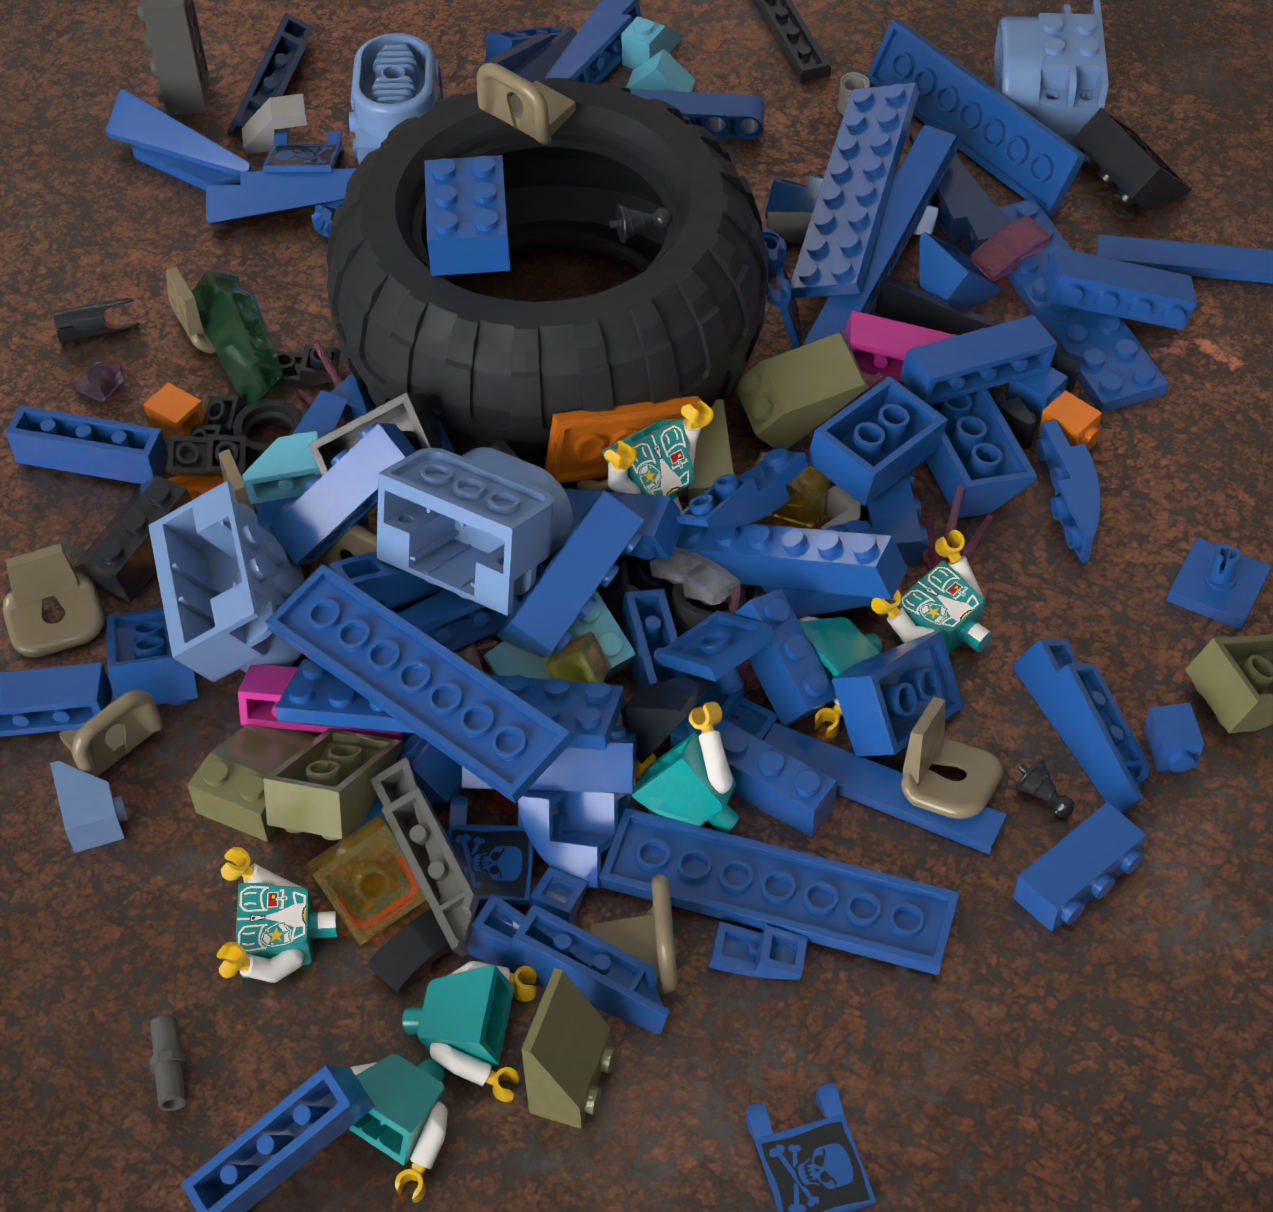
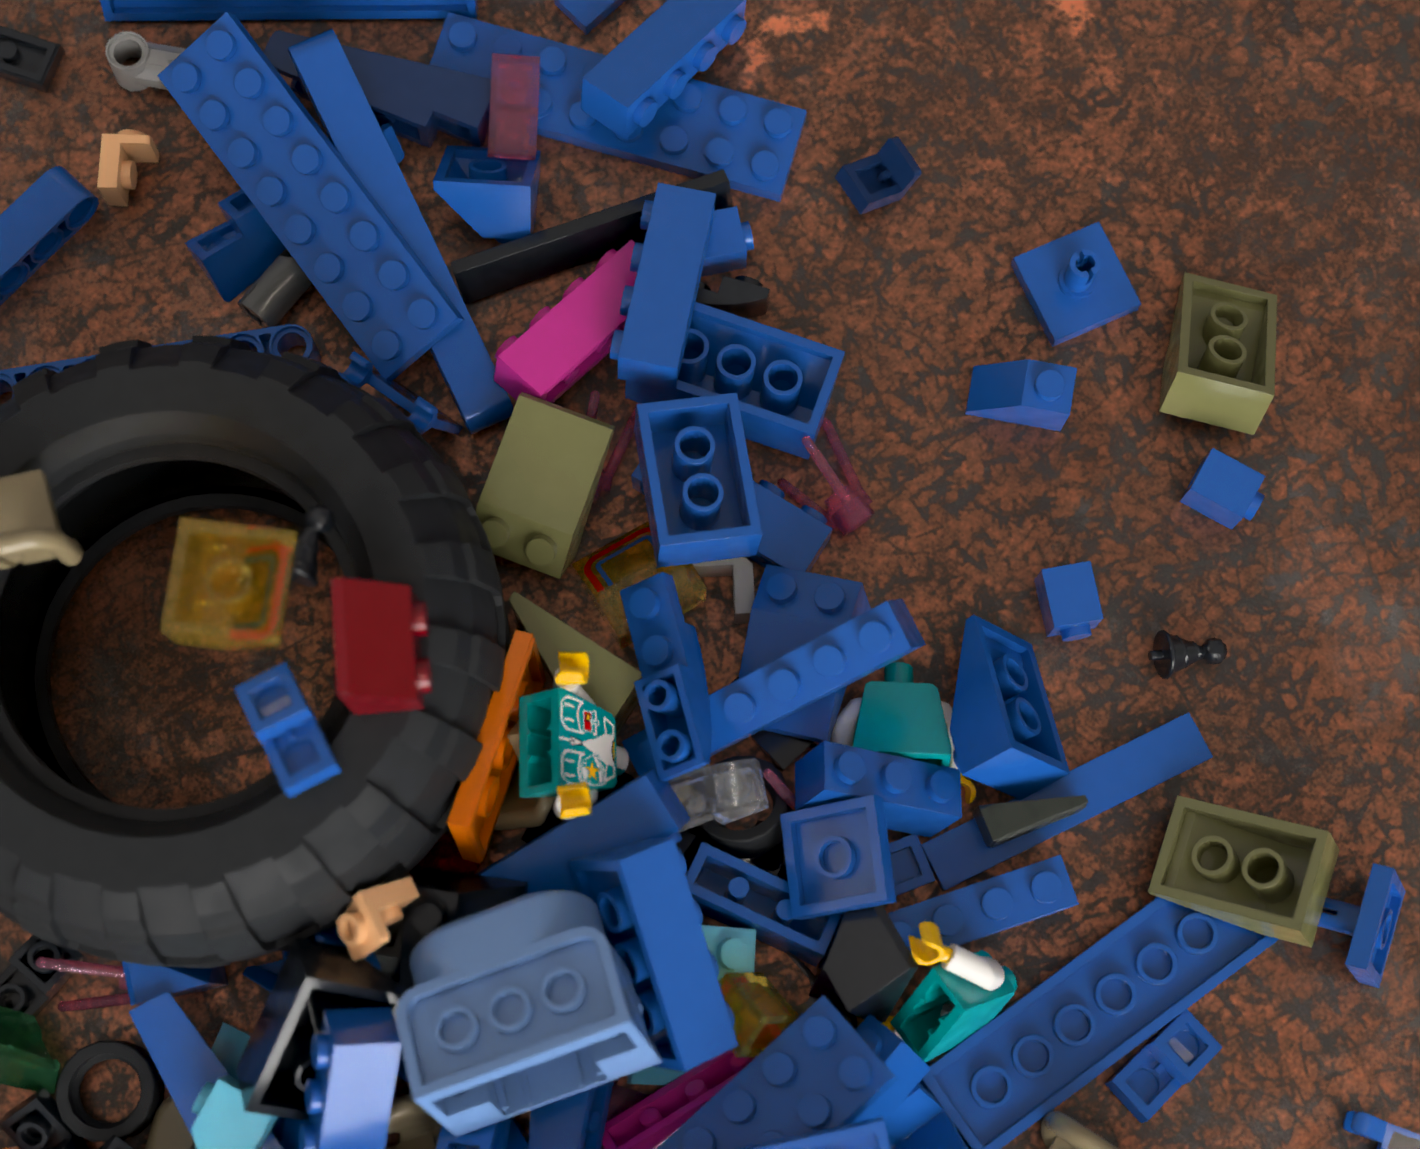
camera: 55 degrees left, 25 degrees up
(466, 215) = (137, 743): blue brick -> none
(474, 422) = (370, 913): none -> light nougat bracket
(535, 274) = (287, 729): none -> blue slope
(582, 186) = (228, 585): none -> clear yellow slope
(613, 265) = (379, 646): none -> dark red slope
(791, 123) = (118, 163): none -> light nougat bracket
(842, 753) = (1013, 819): none -> pearl dark grey slope
(932, 898) = (1246, 869): none -> olive slope
(935, 793) = (1126, 761): dark tan piece -> none
(941, 601) = (917, 564): torso -> none
(968, 999) = (1369, 924): none -> blue tile
(1010, 699) = (1069, 600): none -> blue brick
(1076, 419) = (786, 250): orange brick -> none
(1076, 487) = (886, 326): blue slope -> none
(1080, 867) = (1297, 696): blue brick -> none
(1086, 719) = (1140, 547): blue wedge -> none
(1119, 597) = (1022, 393): none -> blue slope
(1166, 441) = (880, 177): none -> dark blue bracket

